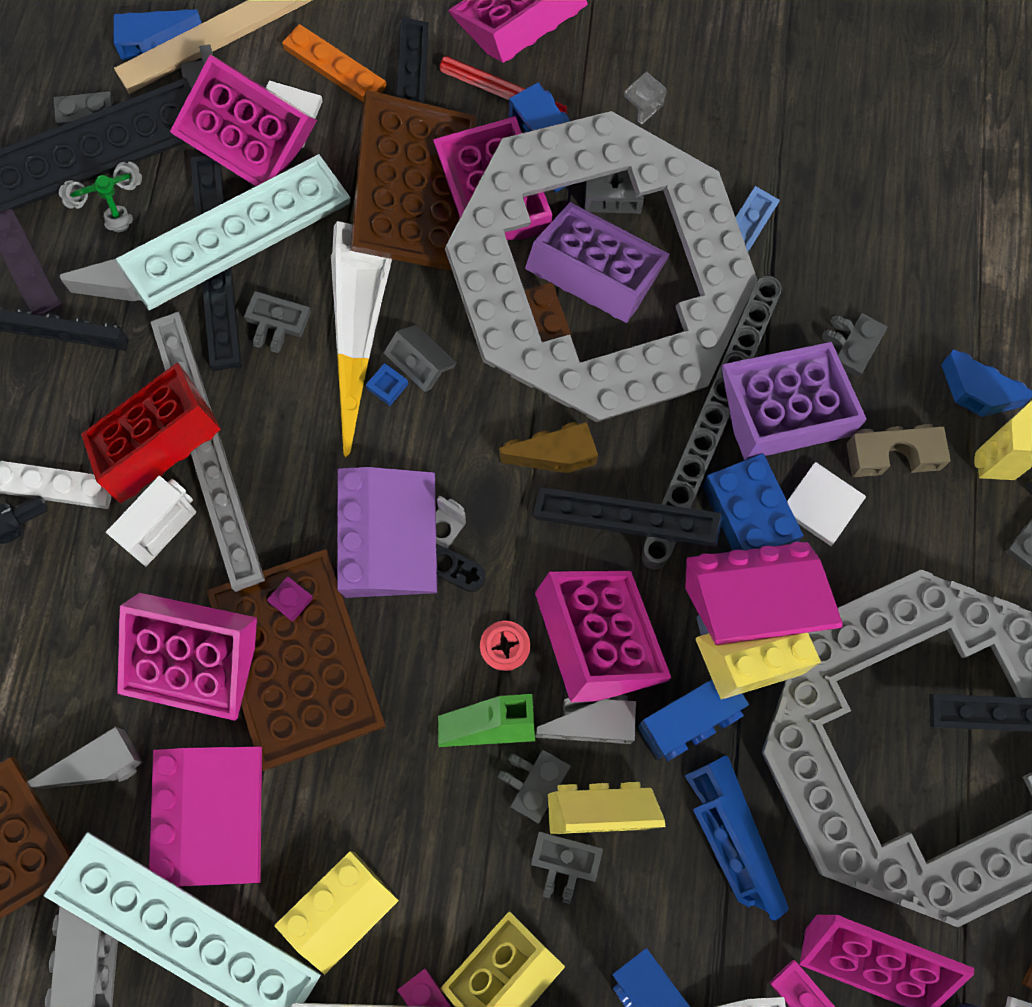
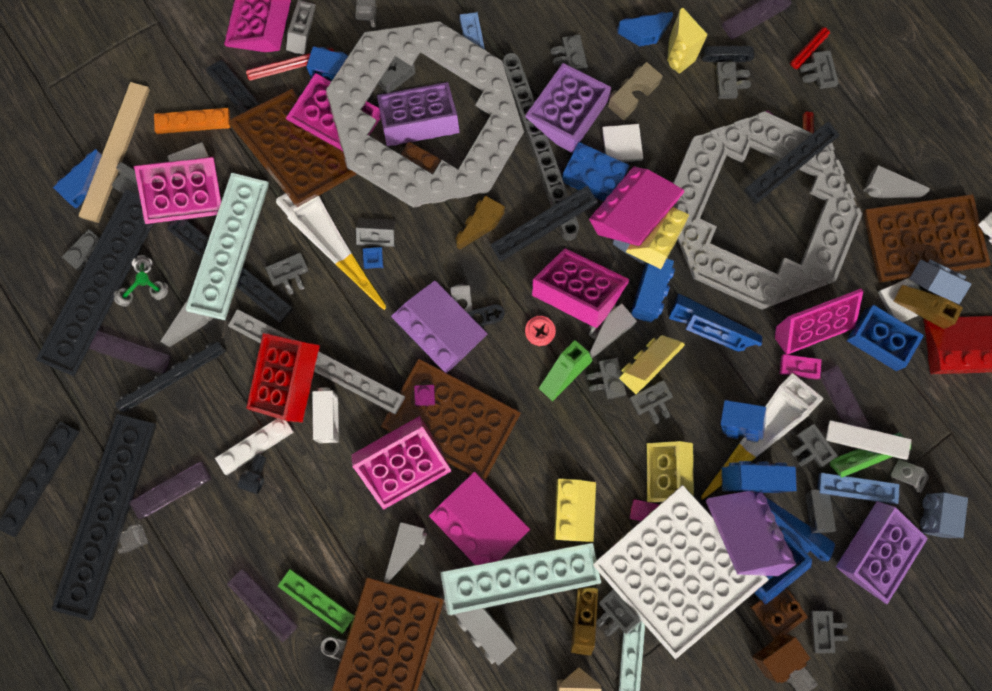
camera: 45 degrees left, 5 degrees up
(551, 55) = (300, 27): none -> light grey slope

